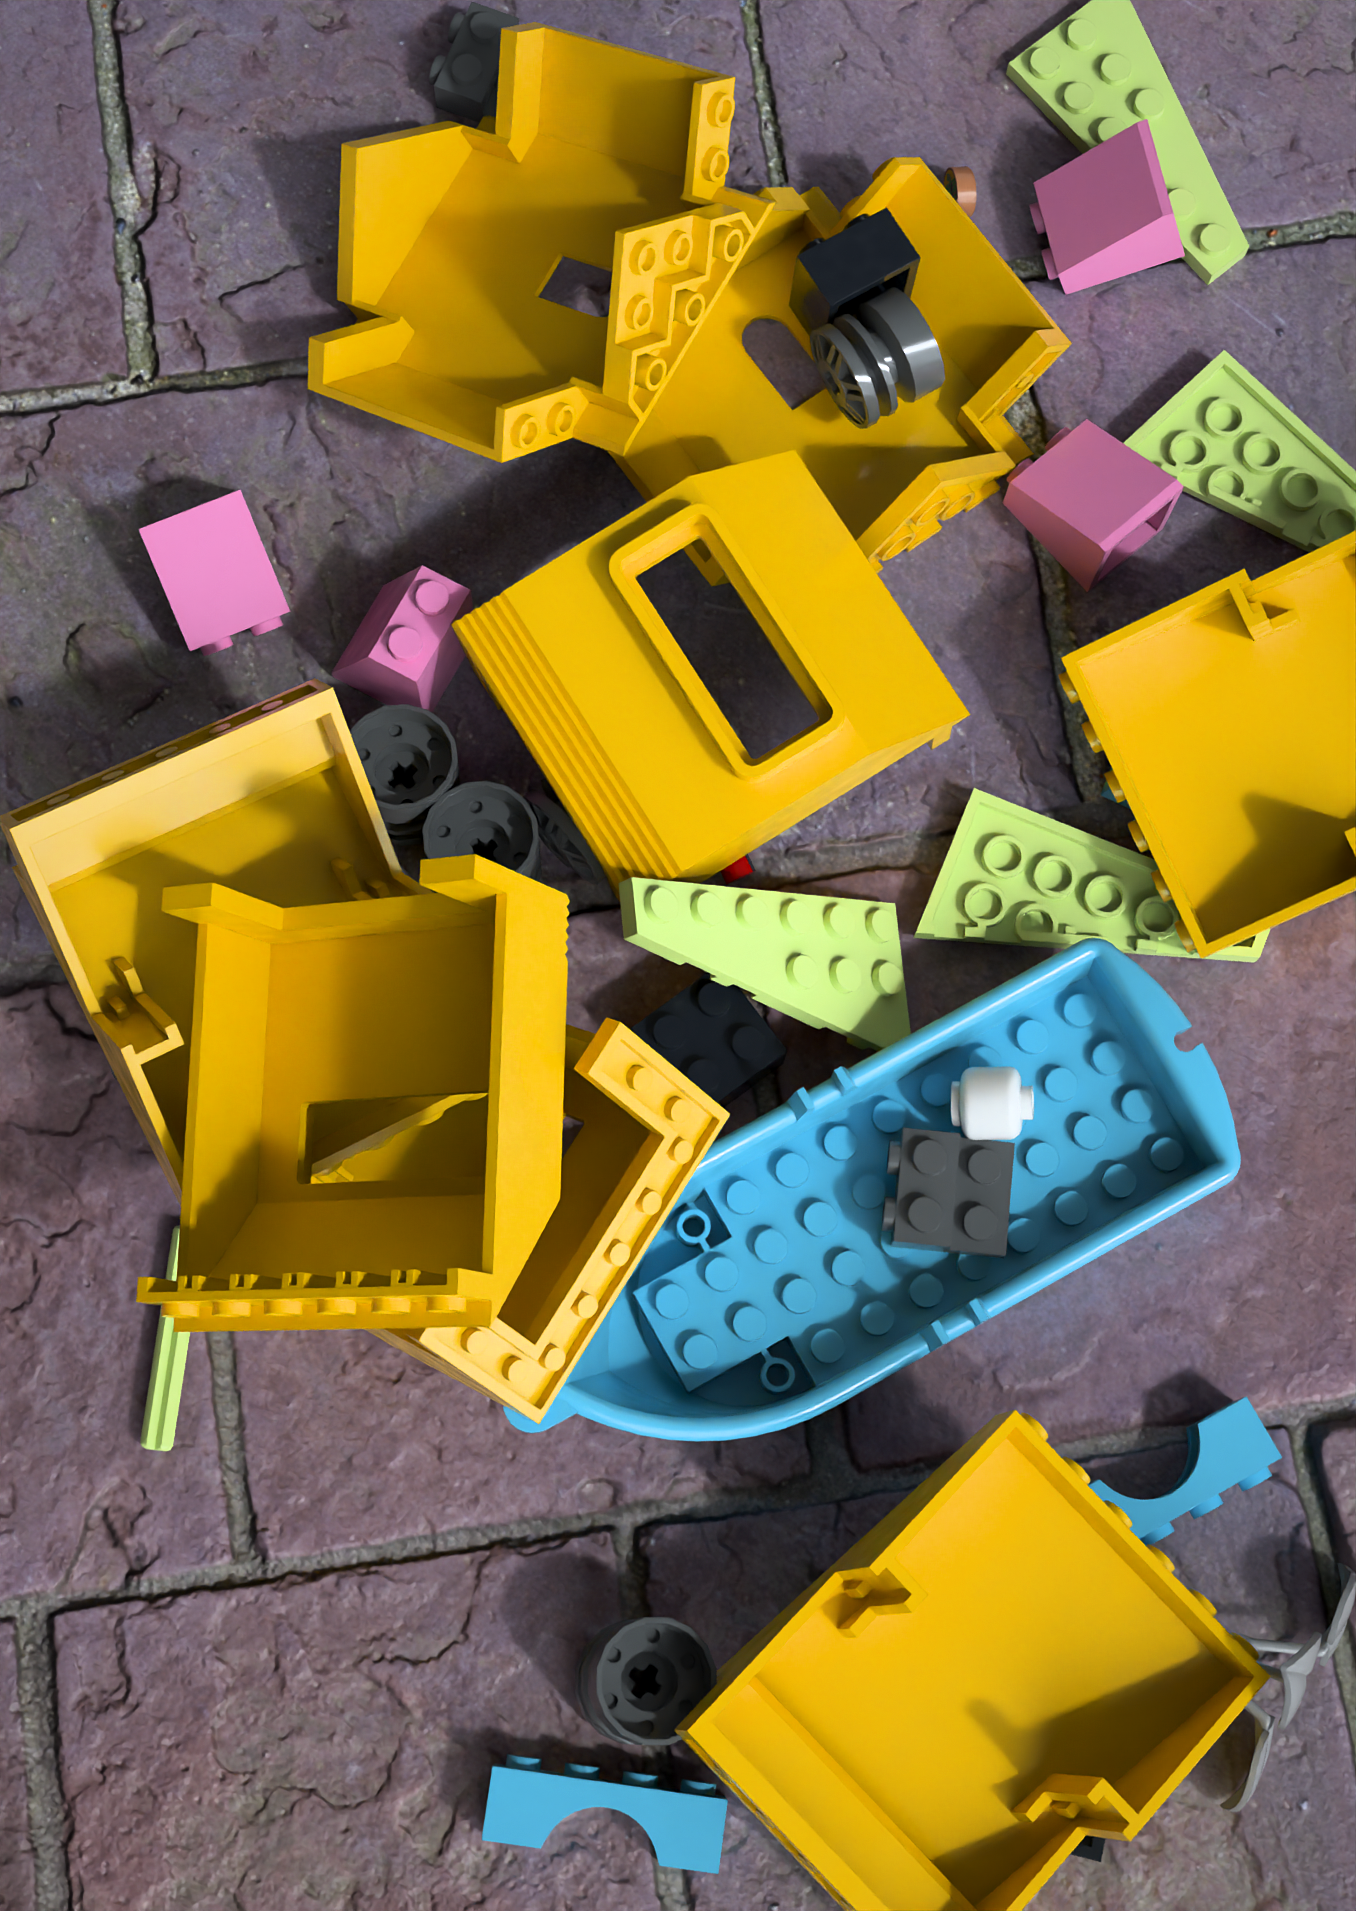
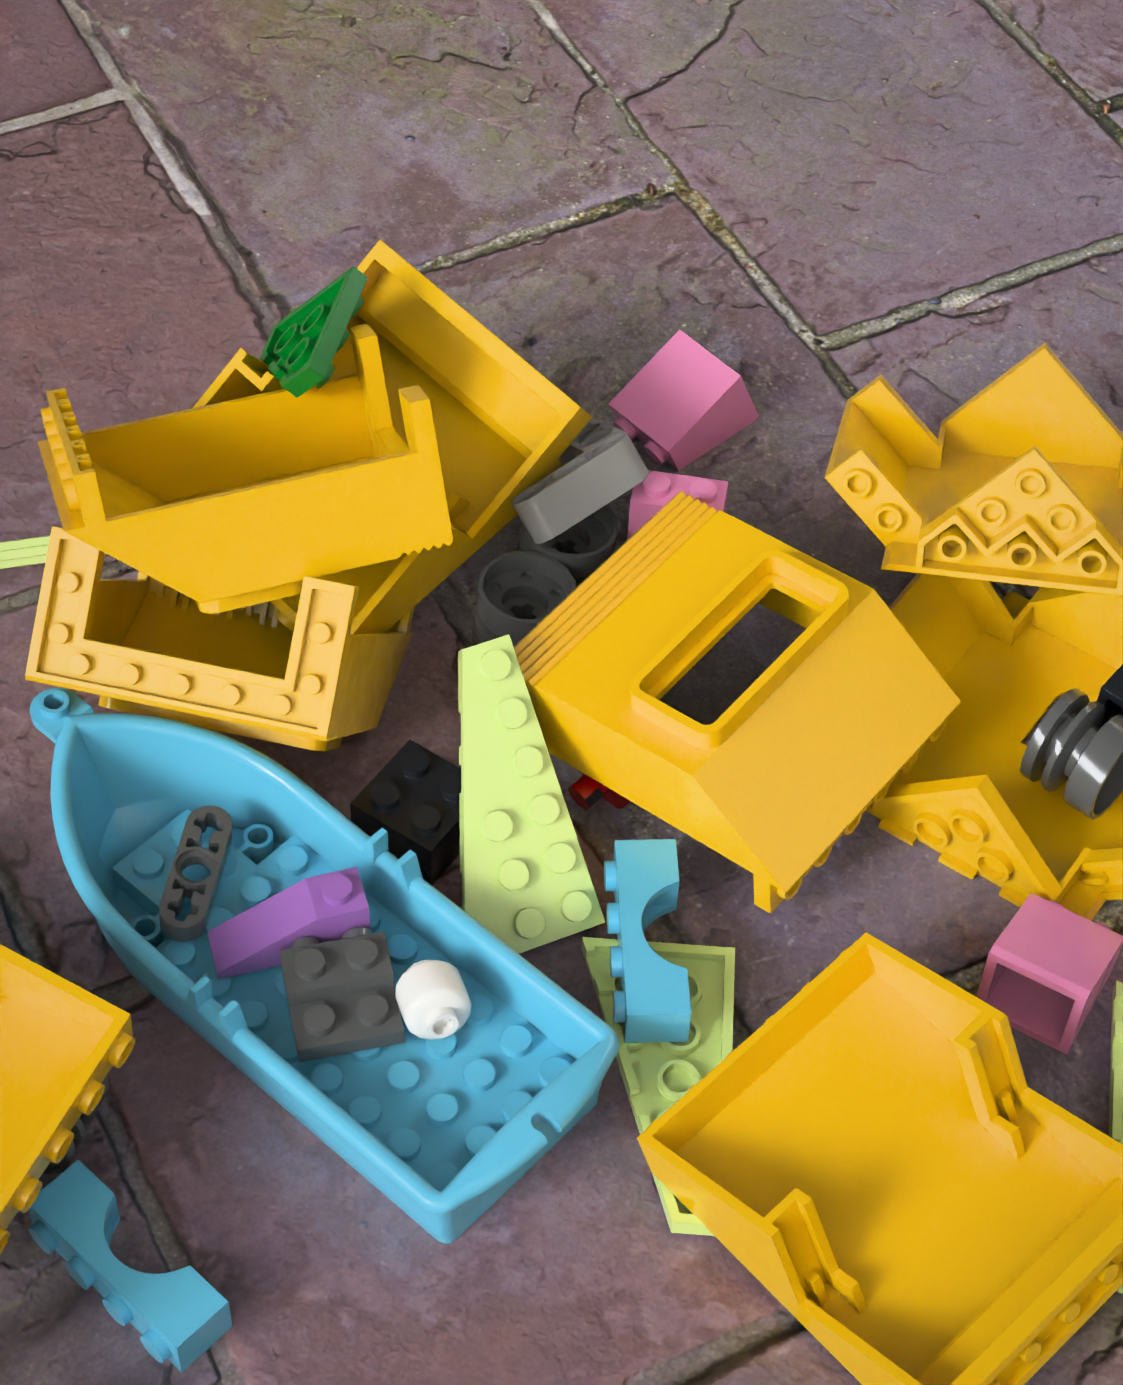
camera: 75 degrees right, 25 degrees down
(143, 961) = (308, 338): none -> green plate
(390, 712) = (596, 471): none -> light grey beam
(744, 1278) = (200, 892): none -> dark grey beam
(852, 1222) = (313, 907): none -> medium lavender slope
(893, 854) = (653, 990): none -> medium azure arch

